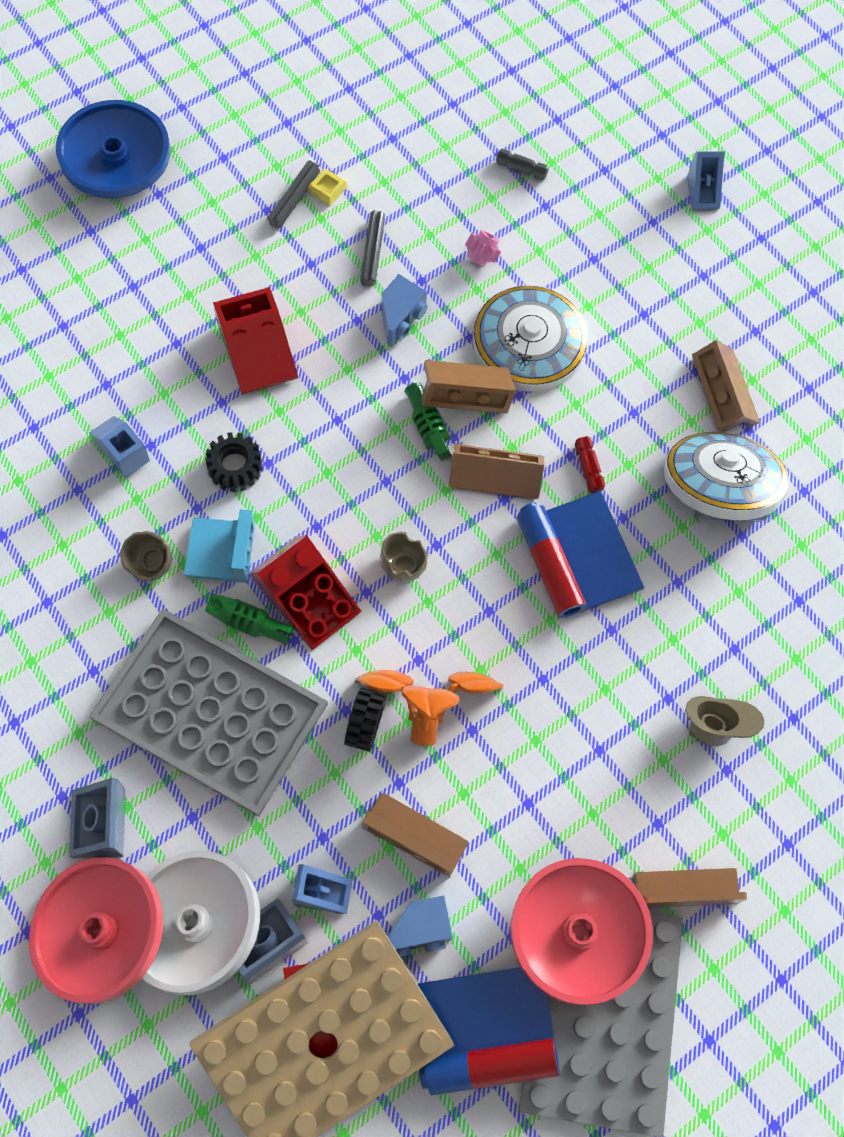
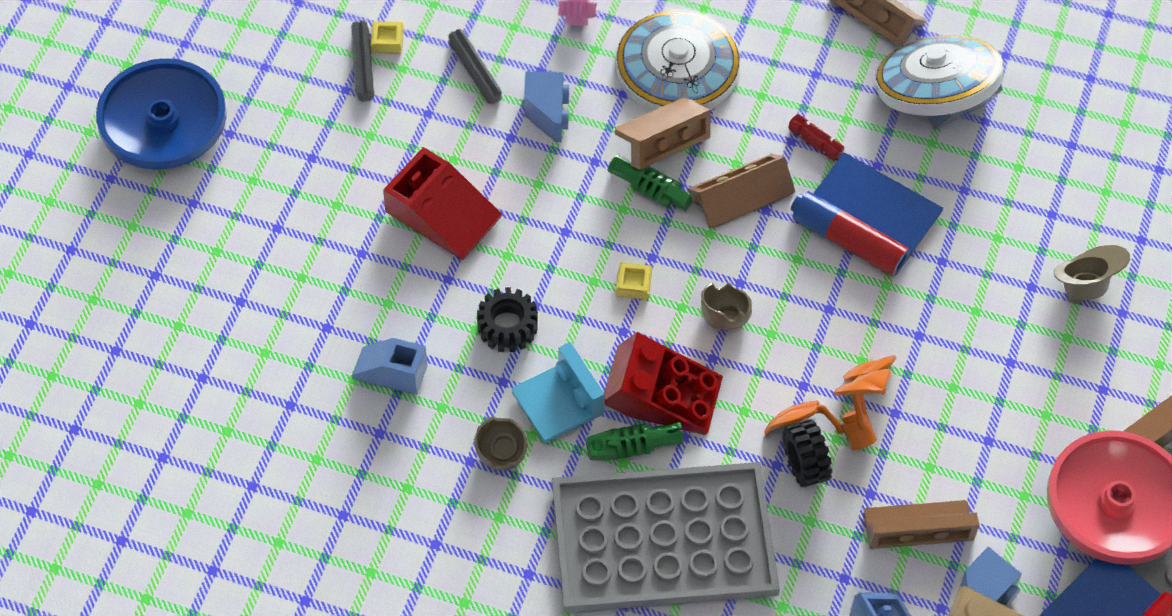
camera: 30 degrees left, 10 degrees down
(355, 491) = (633, 280): none -> light yellow tile

